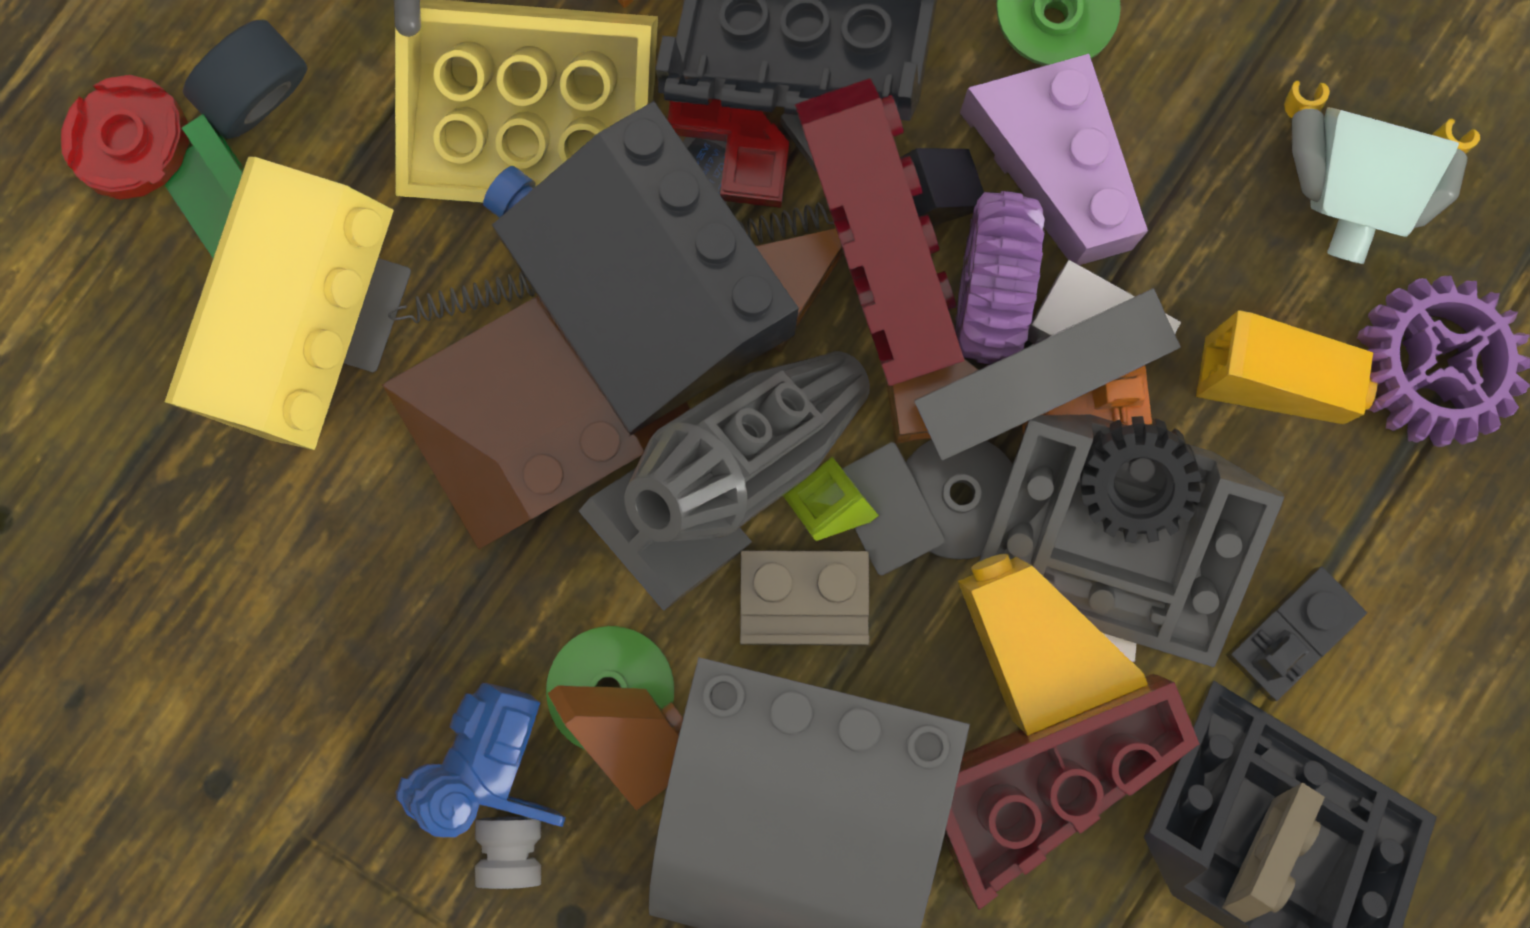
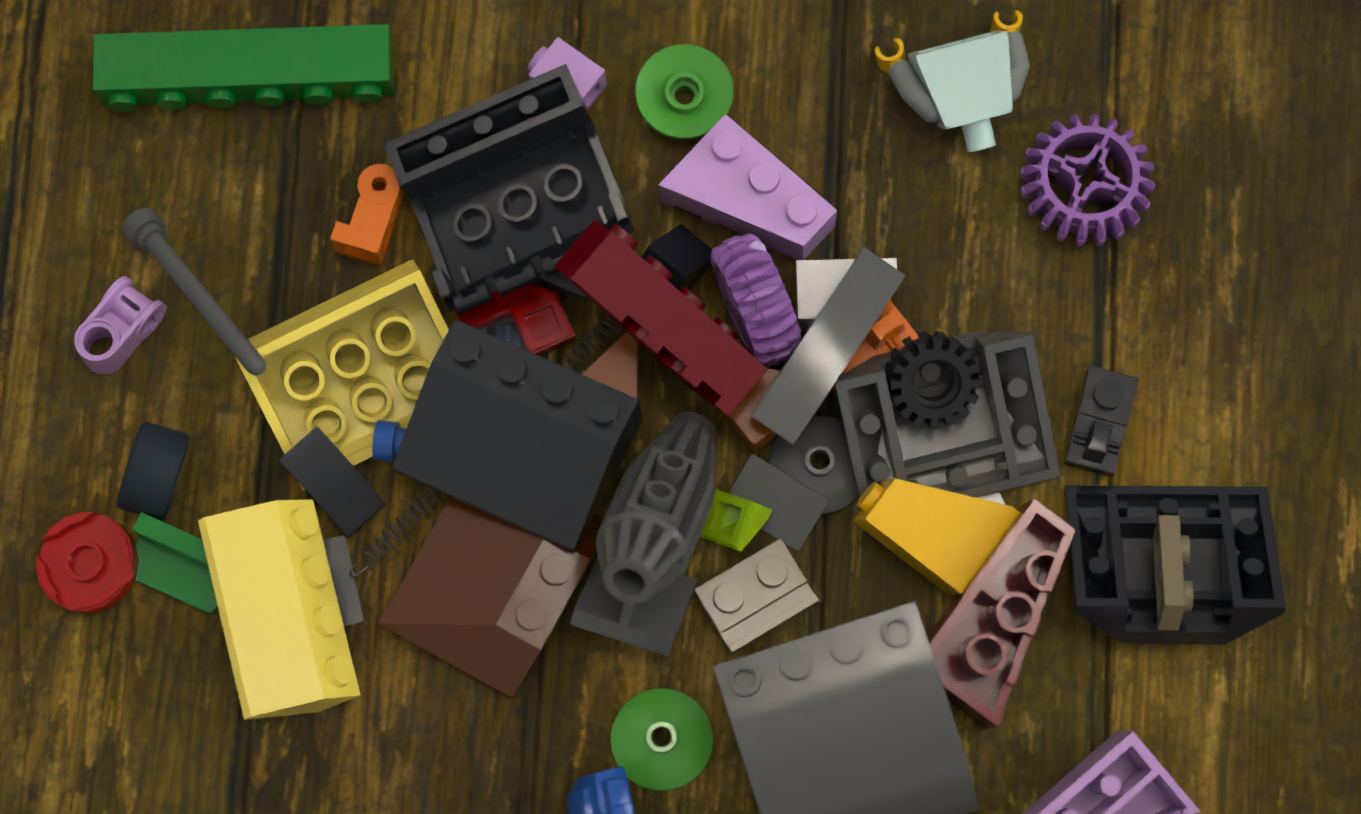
camera: 25 degrees left, 5 degrees down
(427, 203) = (332, 481): none -> black slope
(623, 735) = (694, 757): dark orange slope -> none
(1285, 370) = (986, 249): yellow slope -> none

